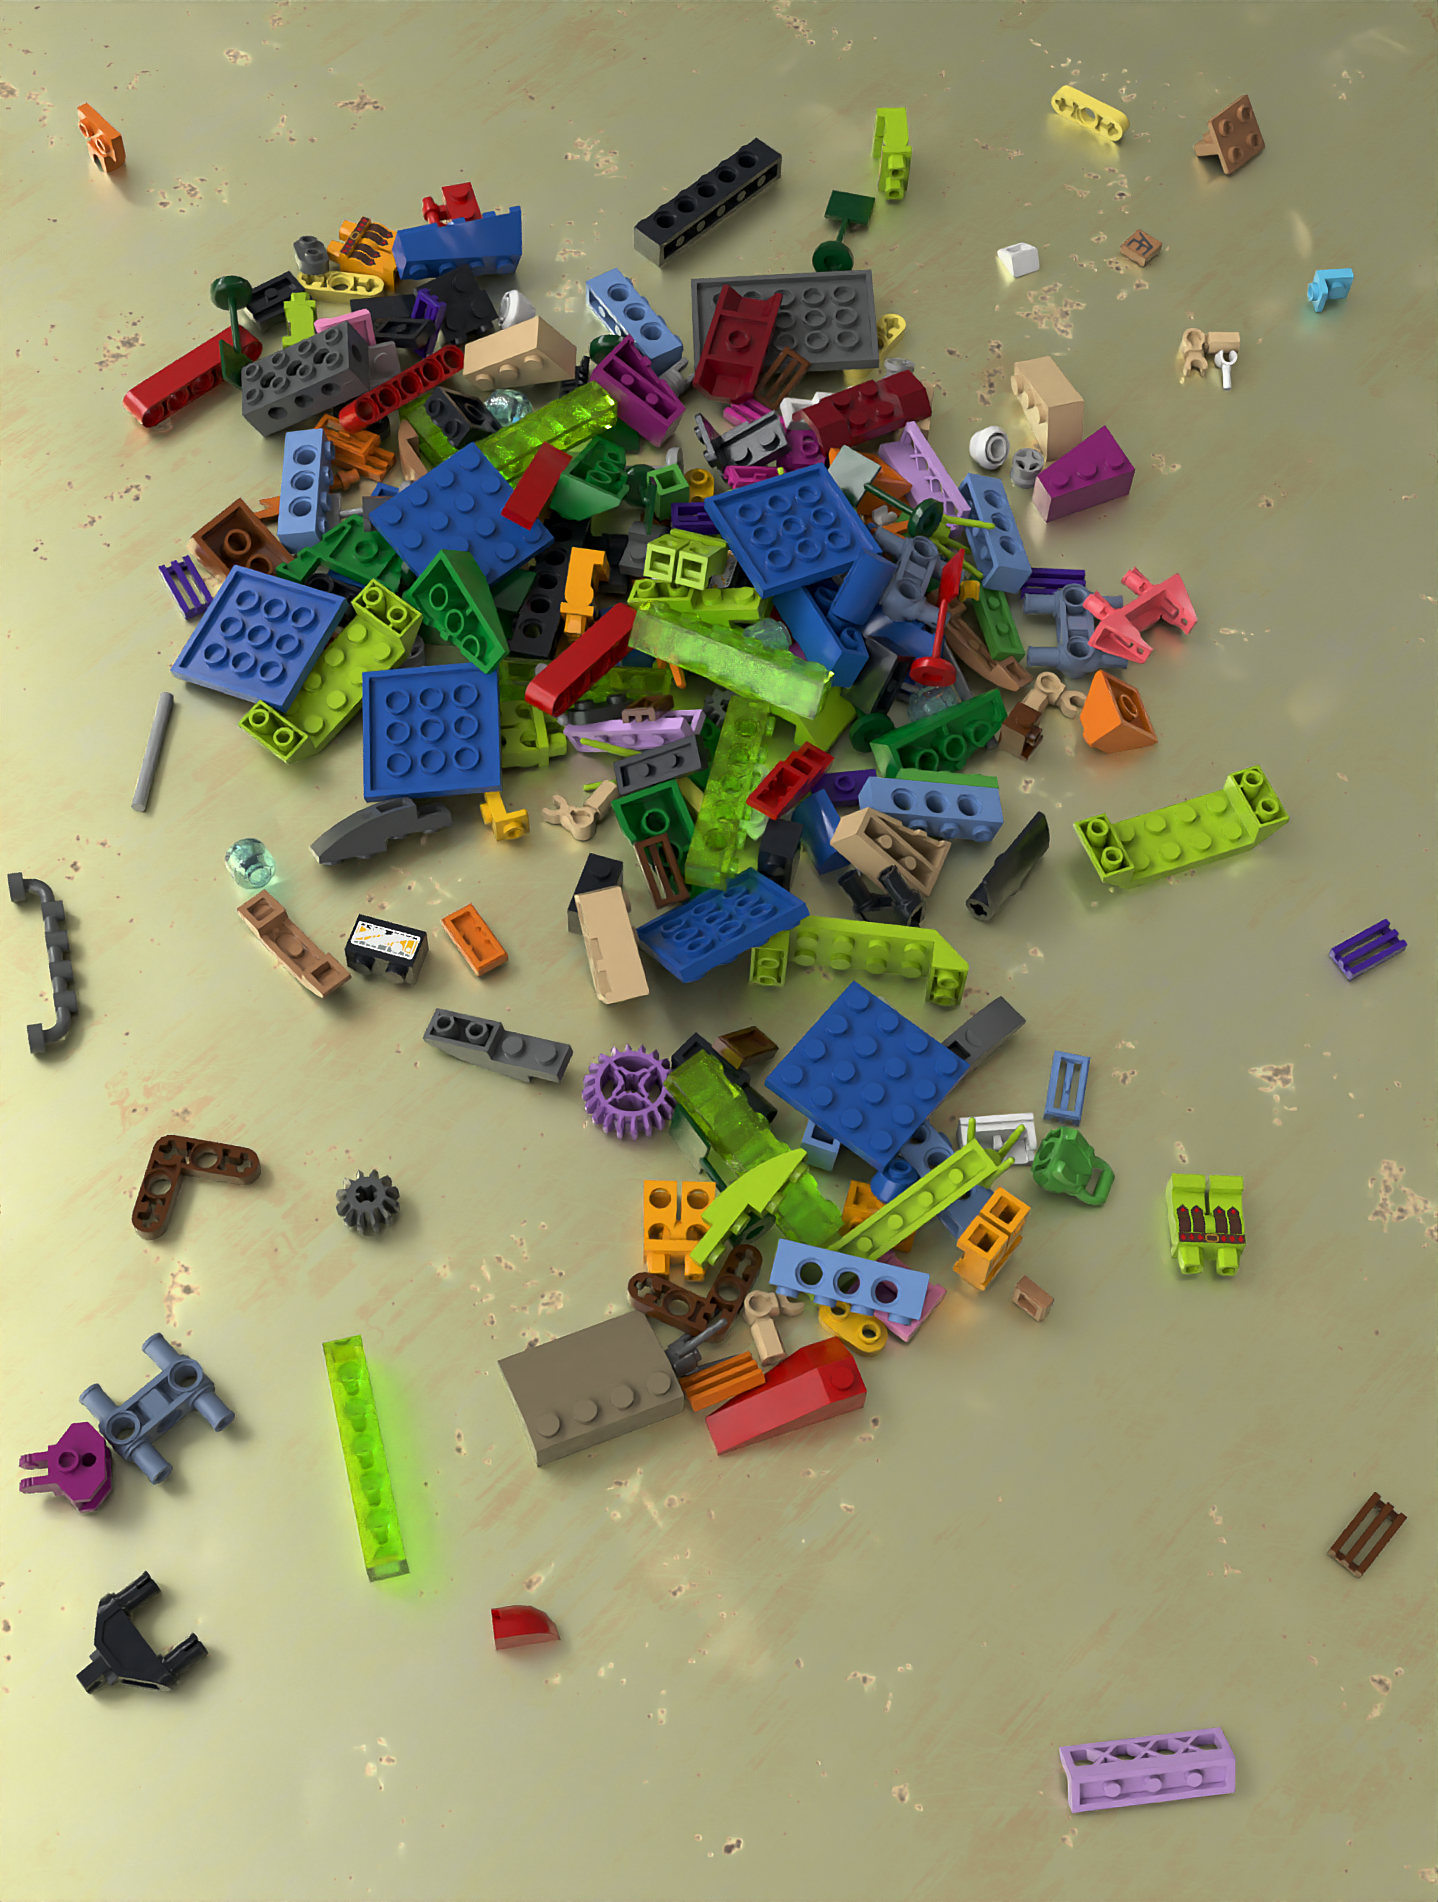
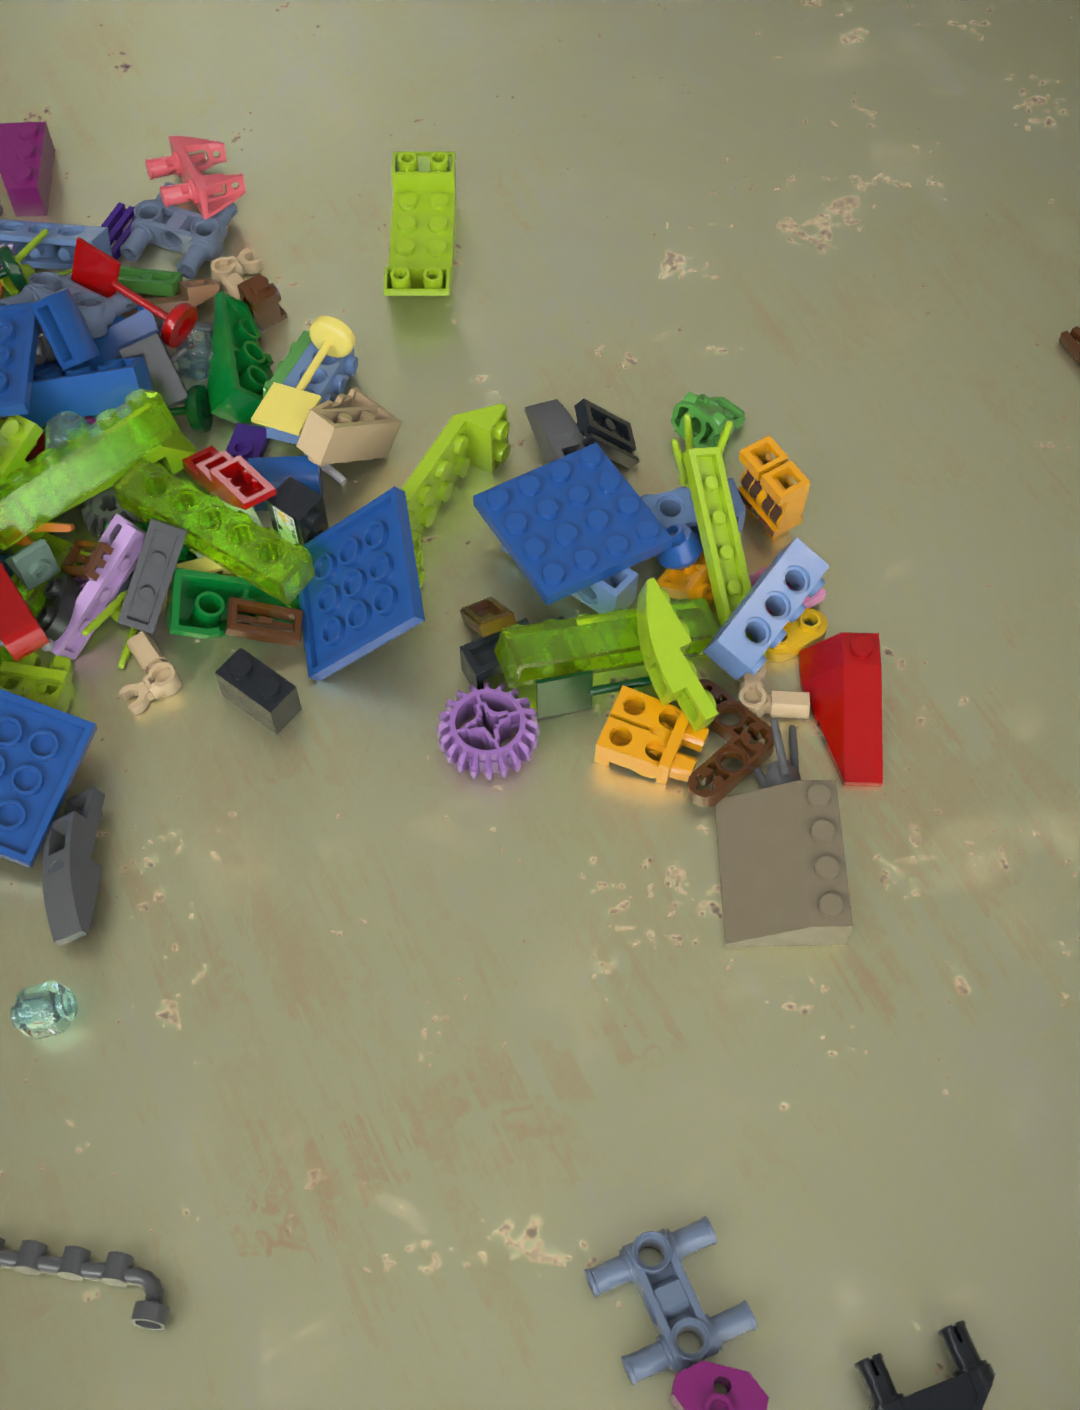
camera: 65 degrees left, 0 degrees up
(177, 1168) = (388, 1205): reddish brown beam -> none
(291, 946) = (173, 998): medium nougat slope -> none
(365, 1459) = (802, 1093): clear neon green brick -> none
(367, 1190) = (509, 1024): dark grey gear -> none
(386, 949) = (221, 903): brick -> none
(474, 940) = (249, 817): orange plate -> none
(496, 1049) = (388, 834): dark grey slope -> none
(503, 824) = (119, 749): yellow bracket -> none
(522, 1626) = (1008, 1008): red brick -> none
(611, 944) = (336, 684): tan wedge -> none
(626, 673) = (33, 564): none -> sand green bracket
(721, 1381) = (802, 753): orange tile -> none
(885, 793) = (288, 407): none -> light yellow piece
(898, 907) = (401, 455): black connector -> none
(996, 1129) = (657, 466): white hinge -> none
(1003, 1076) = (608, 431): none -> black plate
(1010, 869) = (402, 361): black panel -> none
(1032, 1299) = (822, 491): medium nougat tile -> none
(1062, 1113) = (622, 404): medium blue tile -> none
(1115, 716) = (285, 236): orange slope -> none
(1206, 1221) = (794, 350): lime hips -> none
(1388, 936) = (585, 146): dark purple tile -> none

